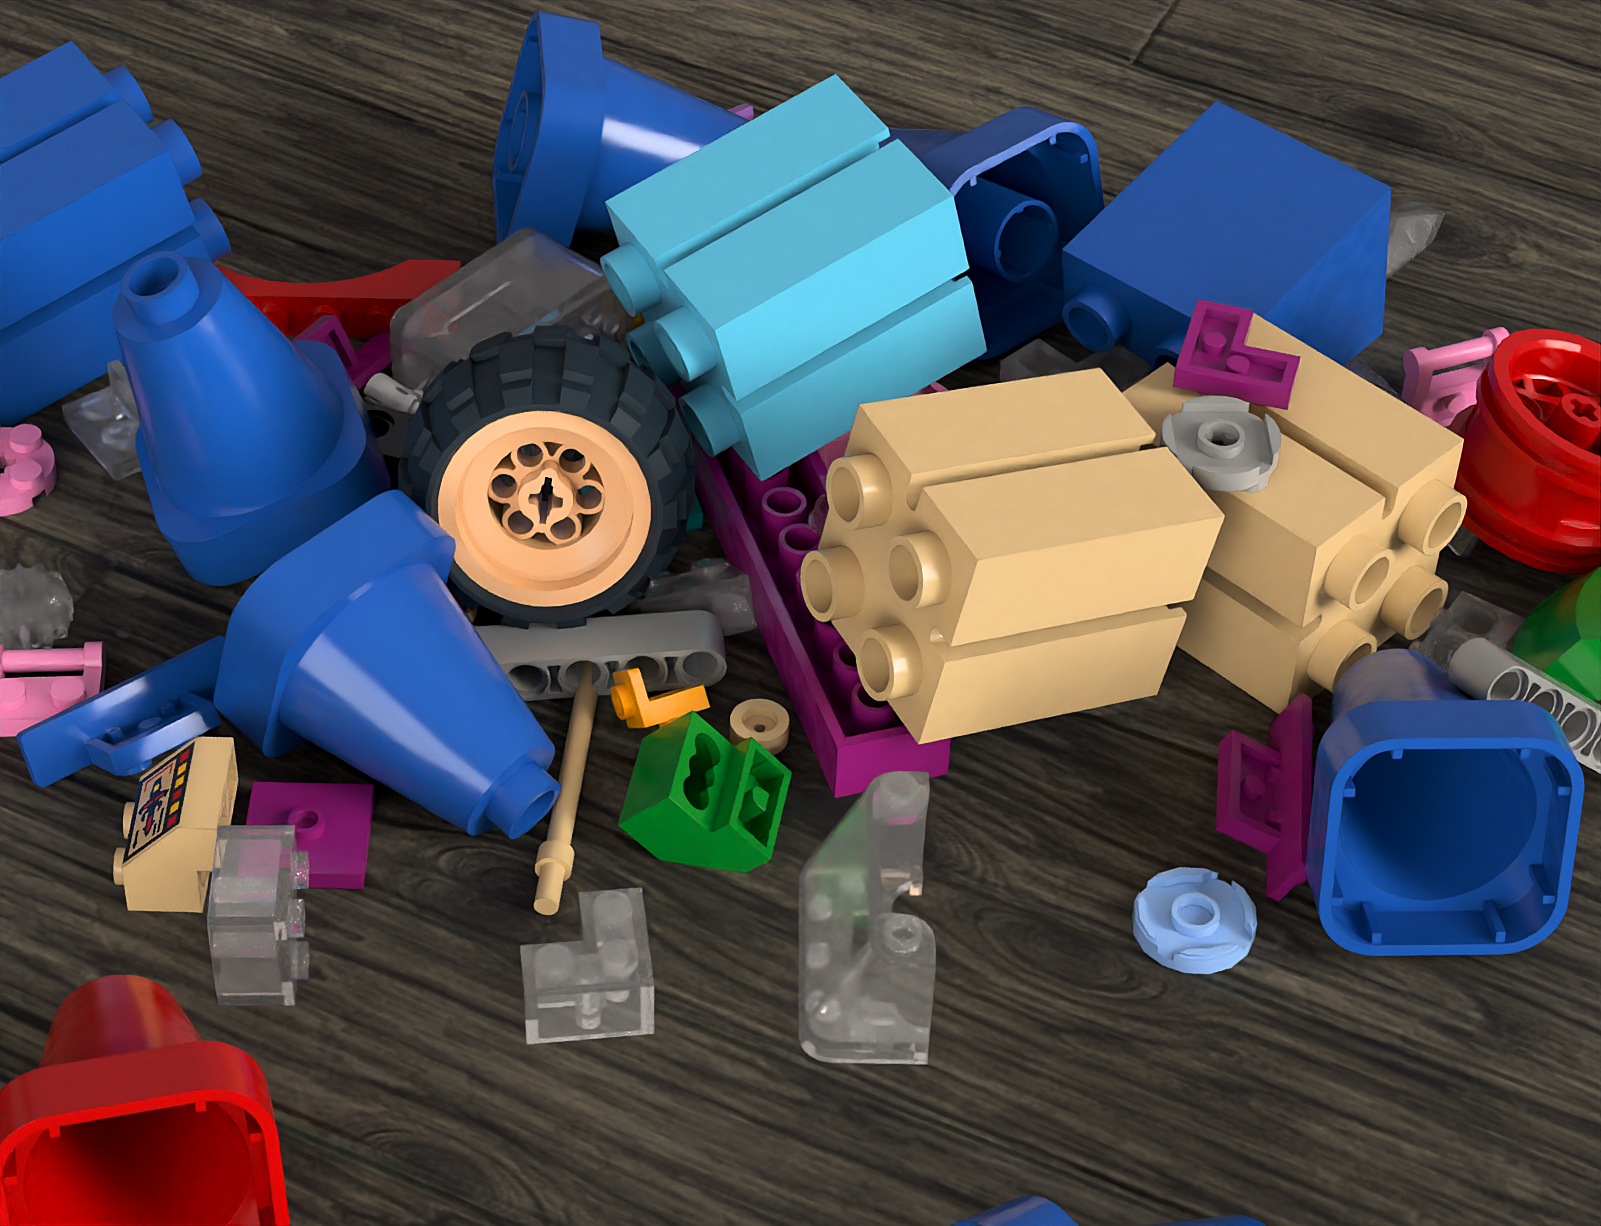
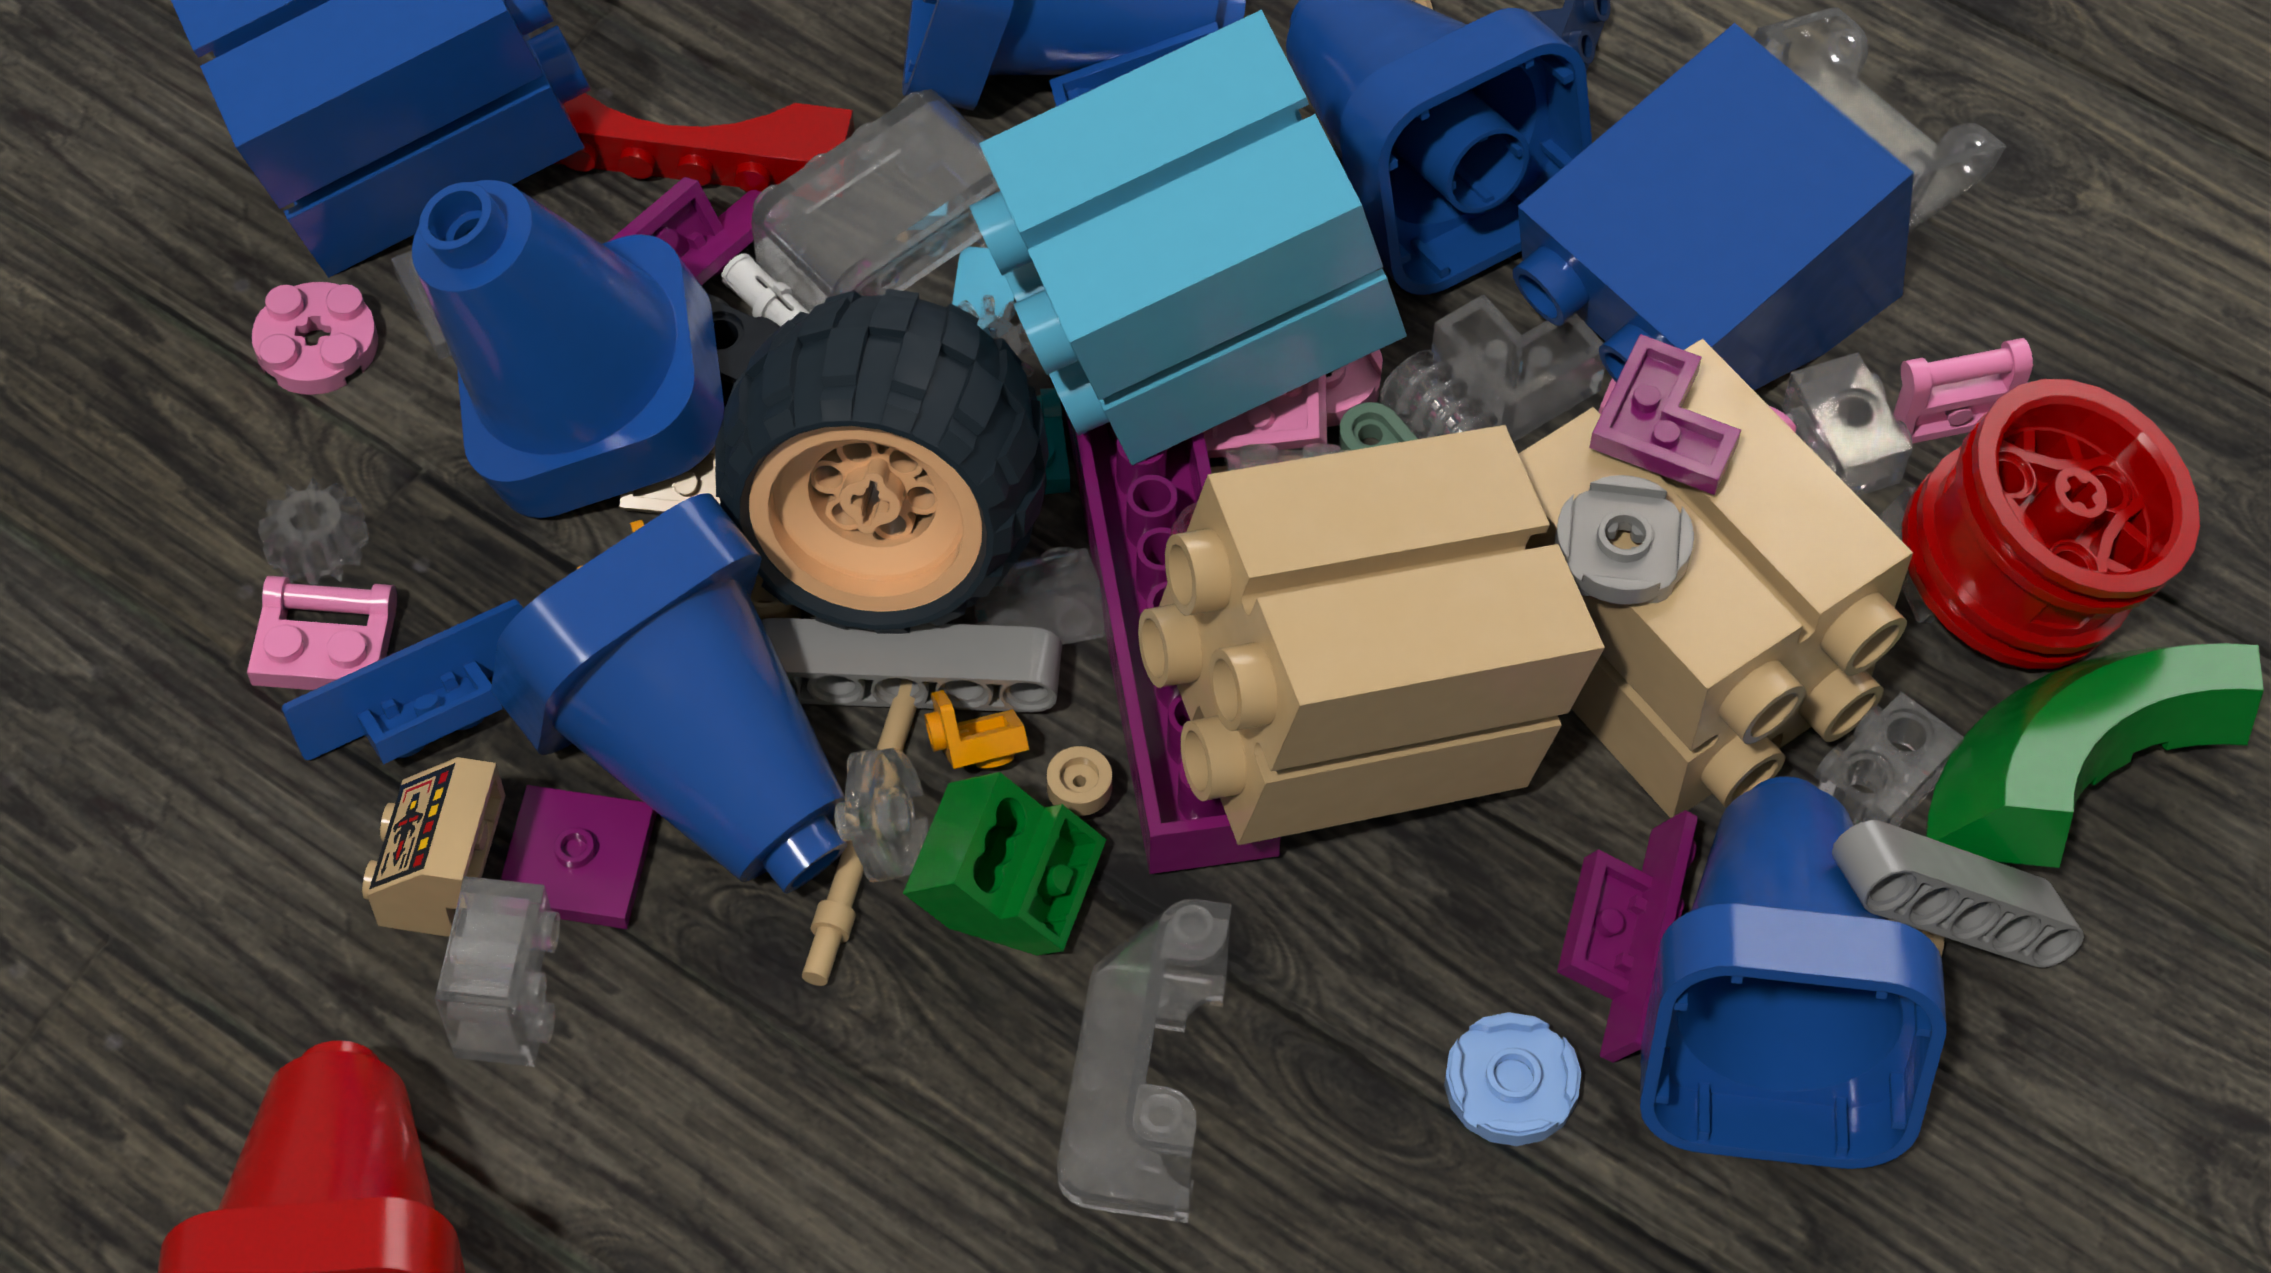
camera: 10 degrees right, 15 degrees up
(586, 760) = (881, 813): none -> clear plate
(594, 983) = (850, 1092): clear brick -> none

